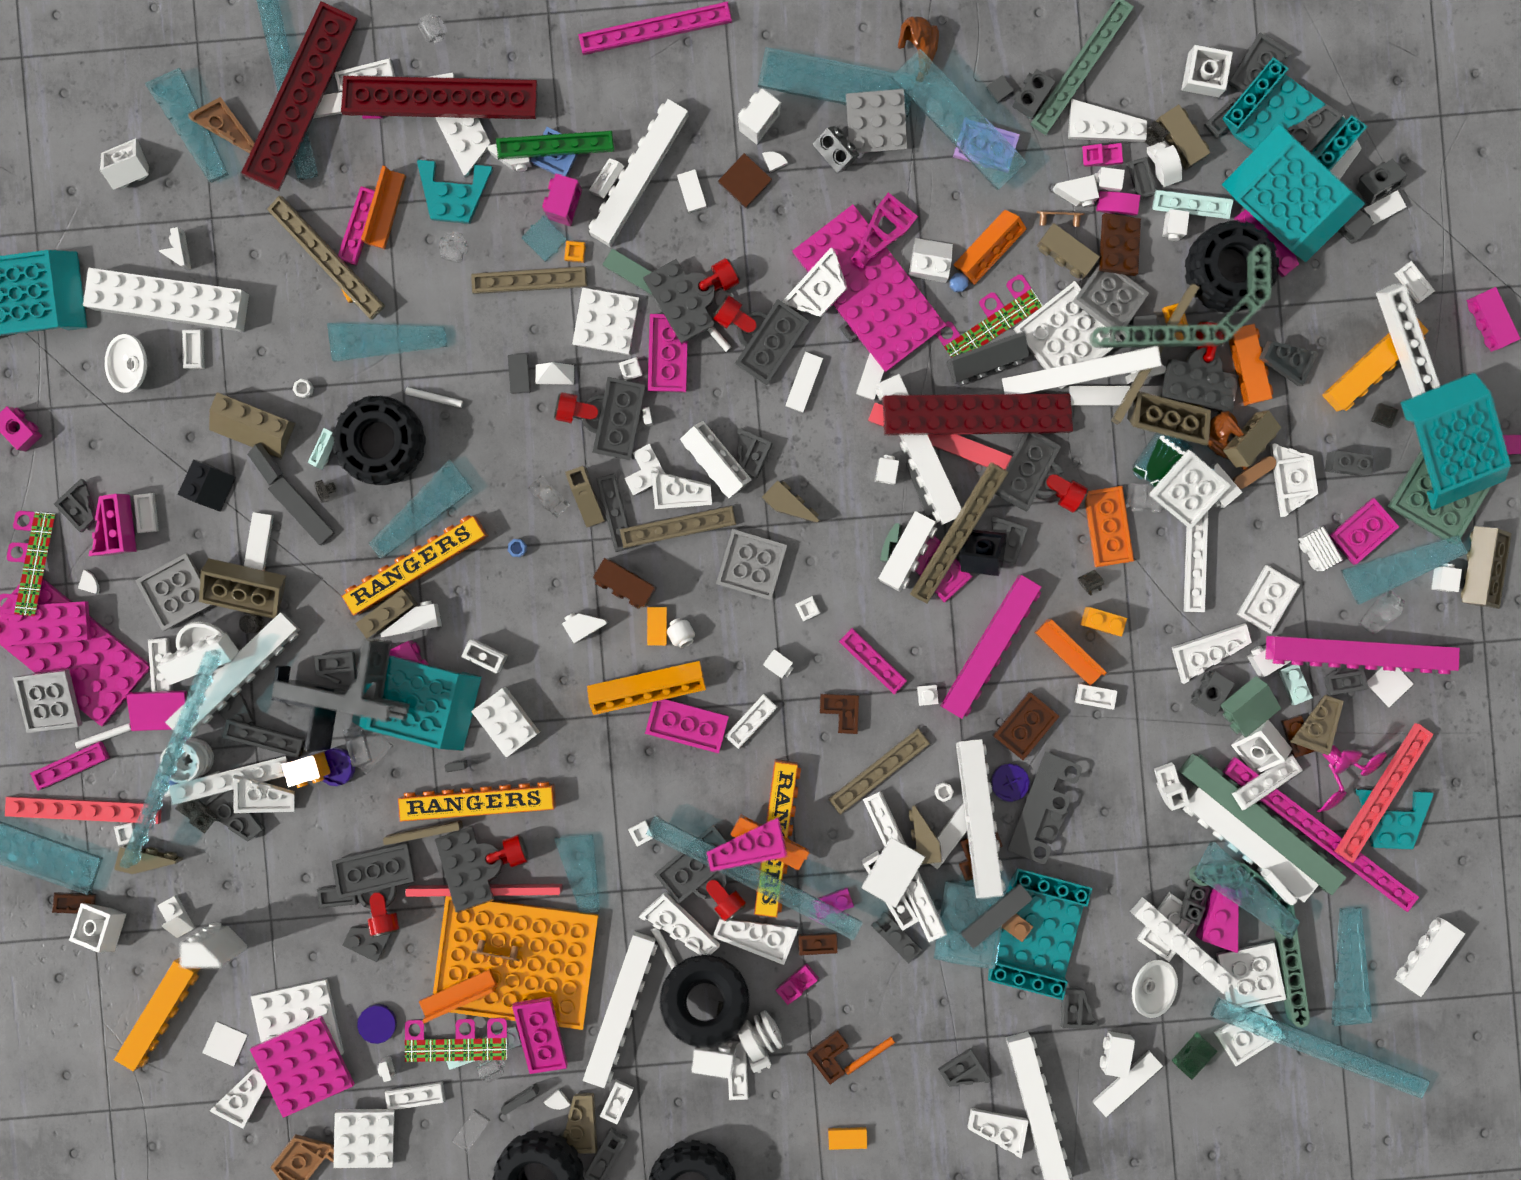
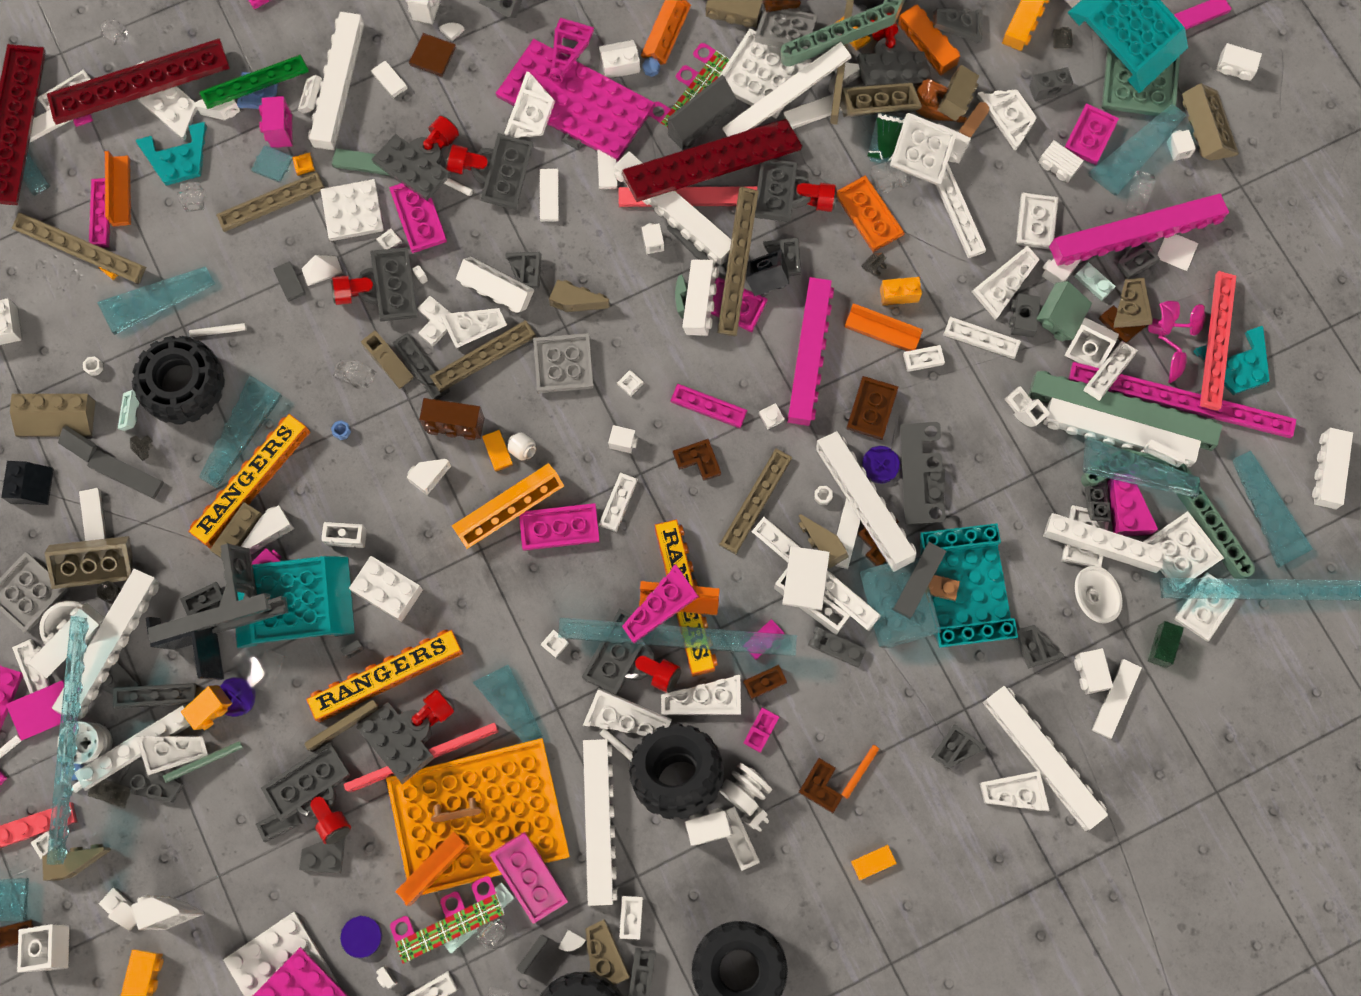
camera: 20 degrees left, 15 degrees down
(287, 816) = (202, 762): none -> sand green bar
(1160, 697) = (982, 338): none -> white tile

